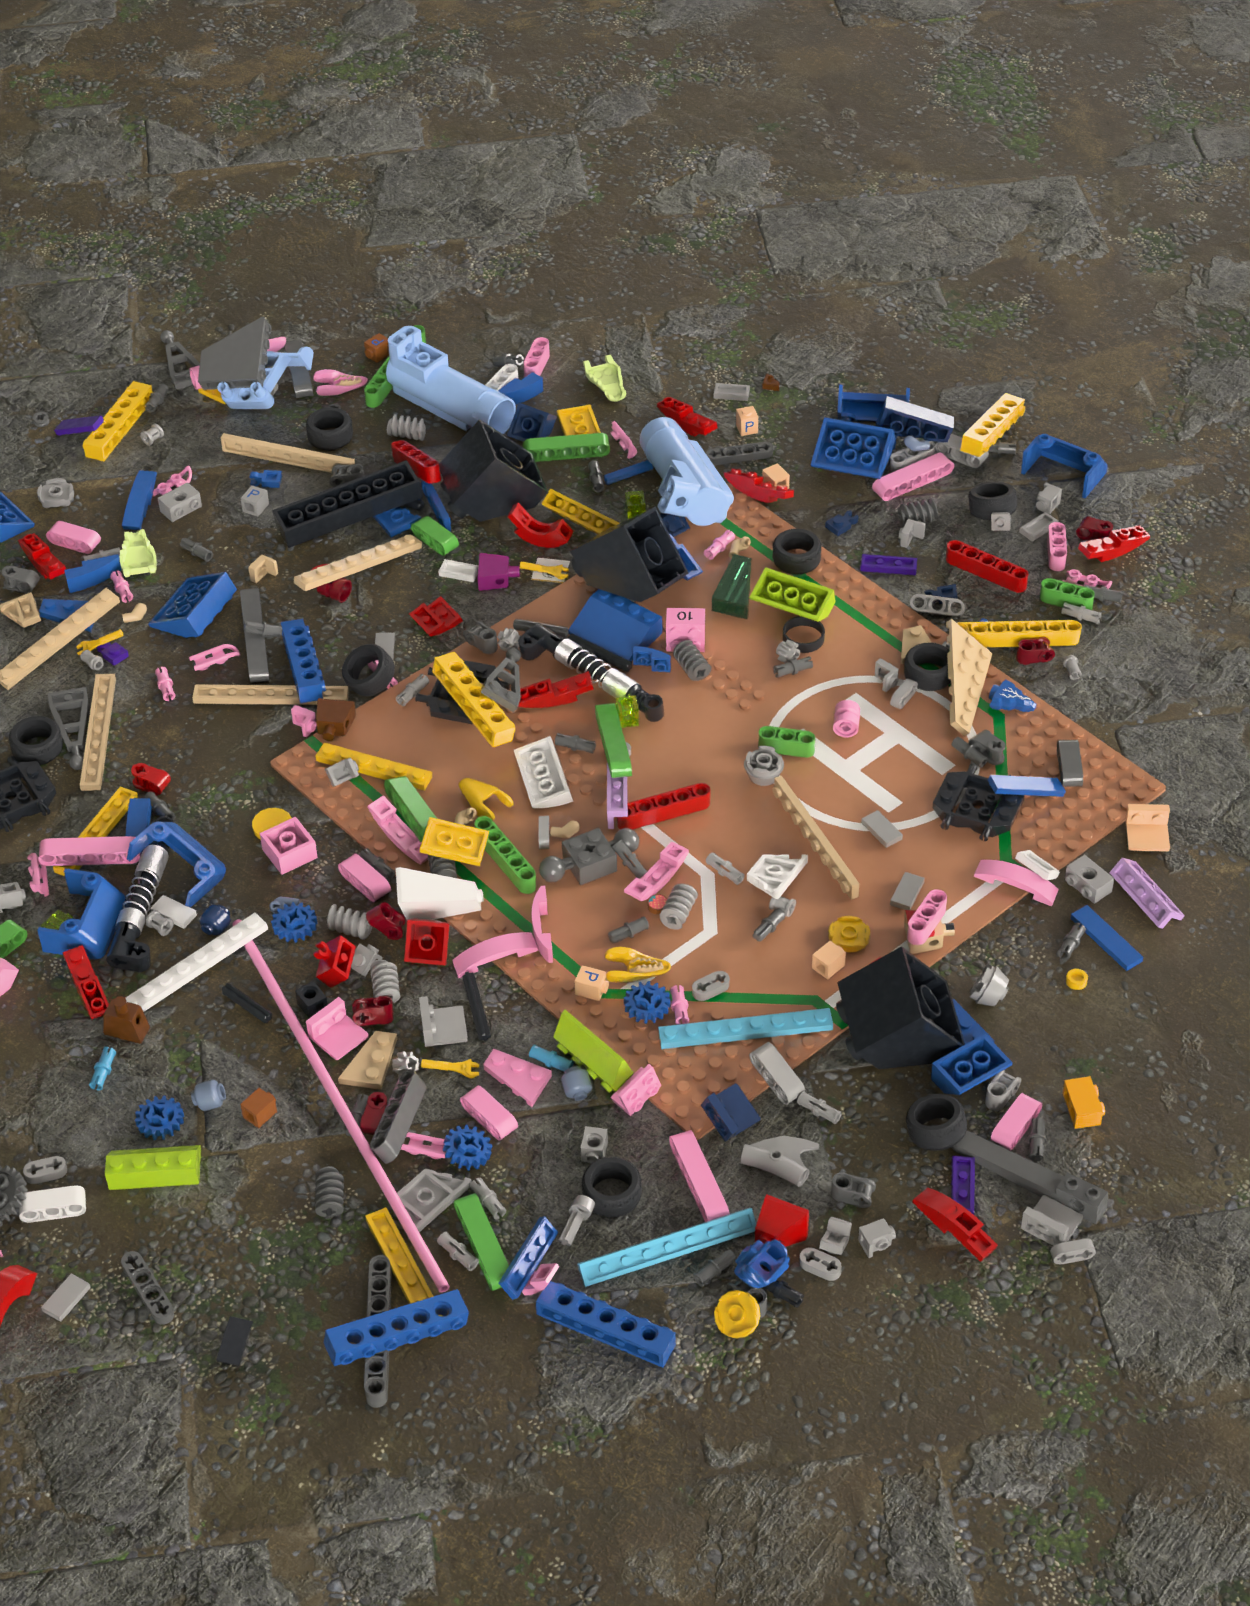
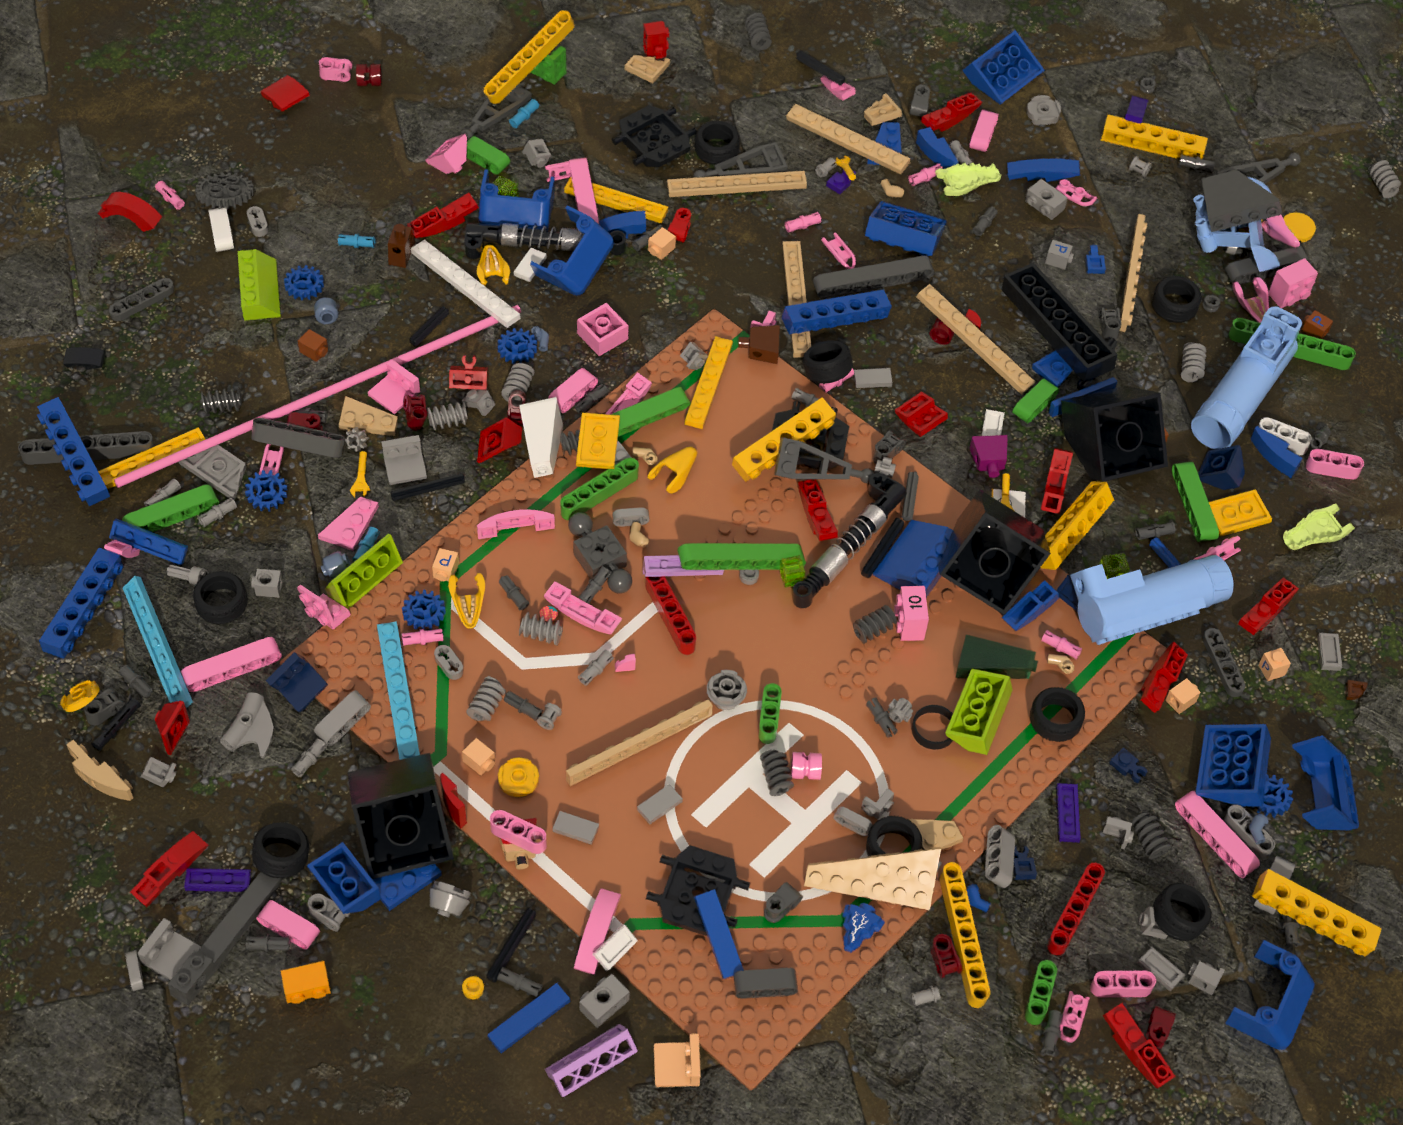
camera: 80 degrees right, 10 degrees up
(65, 1297) = (136, 252): light grey tile -> none
(159, 922) = (514, 255): light grey bush -> none
(169, 941) = (492, 264): none -> yellow animal
(172, 794) = (661, 243): none -> light nougat brick
(208, 281) = (1385, 178): none -> light grey piece
(215, 920) = (515, 290): dark blue head -> none
(261, 567) = (964, 270): tan bracket -> none
(263, 629) = (868, 275): dark grey axle -> none
(267, 819) = (638, 318): yellow tile -> none
(311, 999) = (429, 367): black brick -> none
(330, 349) = (1293, 283): none -> bright pink brick
(422, 464) = (1131, 369): red beam -> none
(489, 1112) = (306, 504): bright pink beam -> none
(492, 949) = (485, 491): bright pink slope -> none
(543, 774) = (708, 513): white slope -> none
(575, 743) = (753, 534): dark grey pin -> none
(651, 657) = (873, 593): blue slope -> none
(722, 843) = (627, 664): none -> bright pink tile
(762, 951) = (486, 700): none -> light grey piece
(770, 1254) = (140, 719): blue piece -> none
(775, 873) = (587, 707): white wing -> none
(820, 1264) = (134, 762): light grey beam -> none
(839, 1294) = (102, 776): none -> tan slope
(852, 1190) = (211, 788): dark grey piece -> none
(853, 738) = (776, 772): none -> dark grey piece
(876, 1236) = (158, 804): light grey brick -> none
(915, 421) = (1289, 821): dark blue wedge -> none
(969, 751) = (773, 884): dark grey axle -> none
(1031, 948) = (511, 944): none -> black axle
(1081, 613) = (1017, 1009): light grey pin -> none

